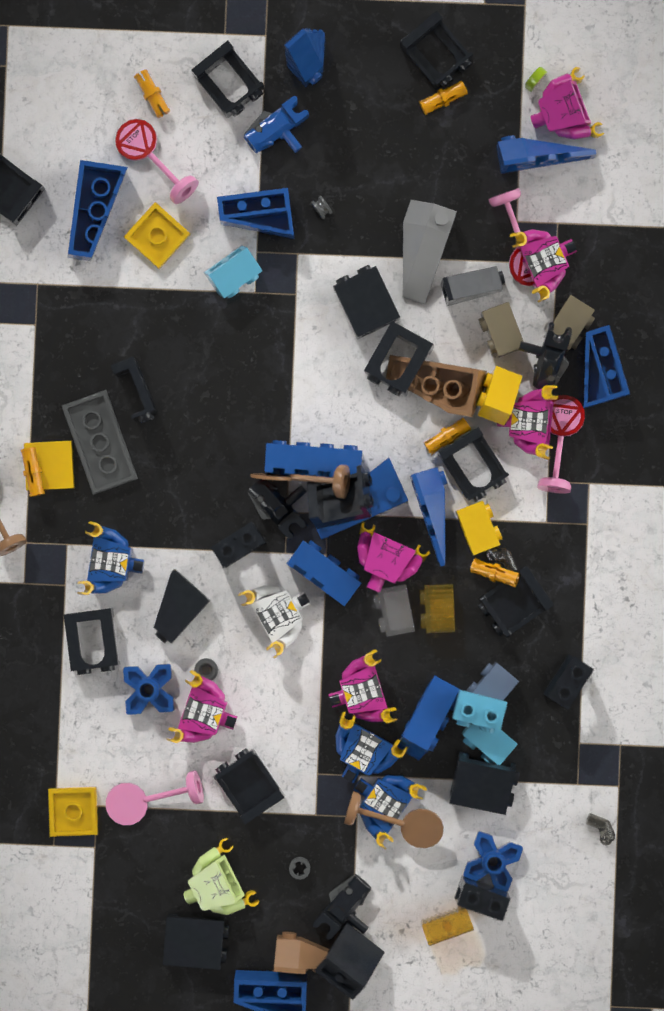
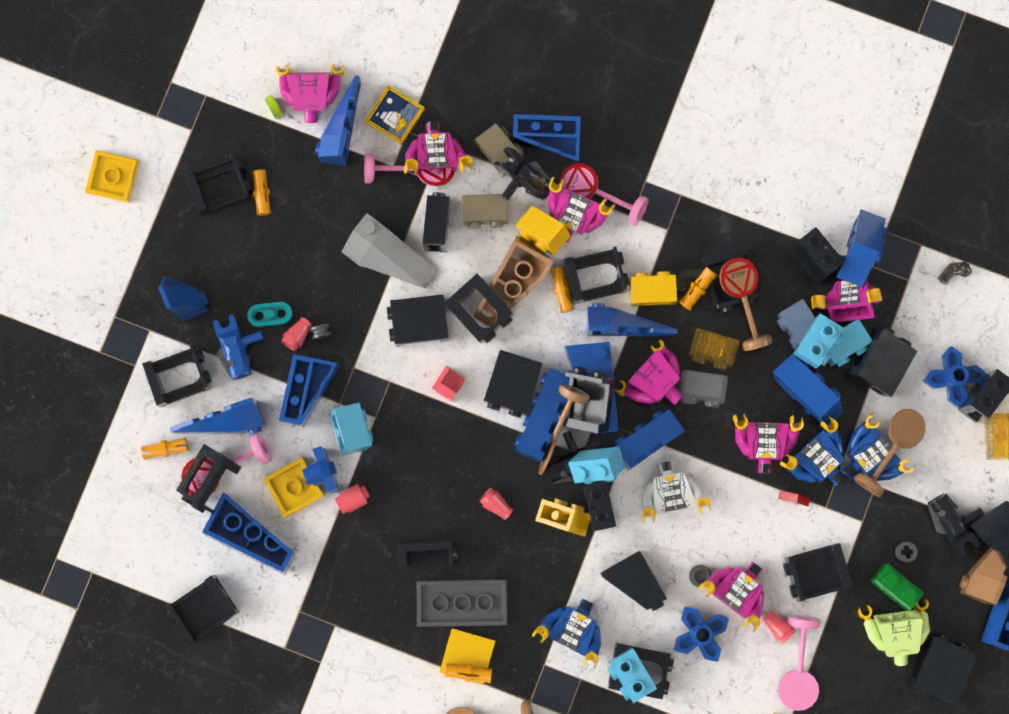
camera: 75 degrees left, 5 degrees down
(82, 632) = (632, 675): none -> medium azure brick
(153, 155) = (201, 496): none -> black panel
(165, 298) = (352, 498): none -> coral brick
(181, 257) = (321, 471): none -> blue plant
(181, 764) = (778, 626): none -> coral cone
(205, 154) = (236, 419): none -> blue wedge
(209, 441) = (495, 503): none -> coral cone
(216, 513) = (563, 517): none -> yellow brick
(260, 868) = (896, 587): none -> green brick
(278, 528) = (597, 465): none -> medium azure brick
(310, 184) = (296, 334): none -> coral cone
(312, 354) = (448, 384): none -> coral panel
(315, 738) = (794, 498): none -> tile
(322, 150) = (270, 313): none -> teal plate
(334, 418) = (512, 383): none -> black panel
(515, 609) = (739, 280): none -> medium nougat piece
(534, 728) = (849, 301): none -> torso
(570, 204) = (394, 115): none -> tile
(592, 725) = (864, 247): none -> blue wedge

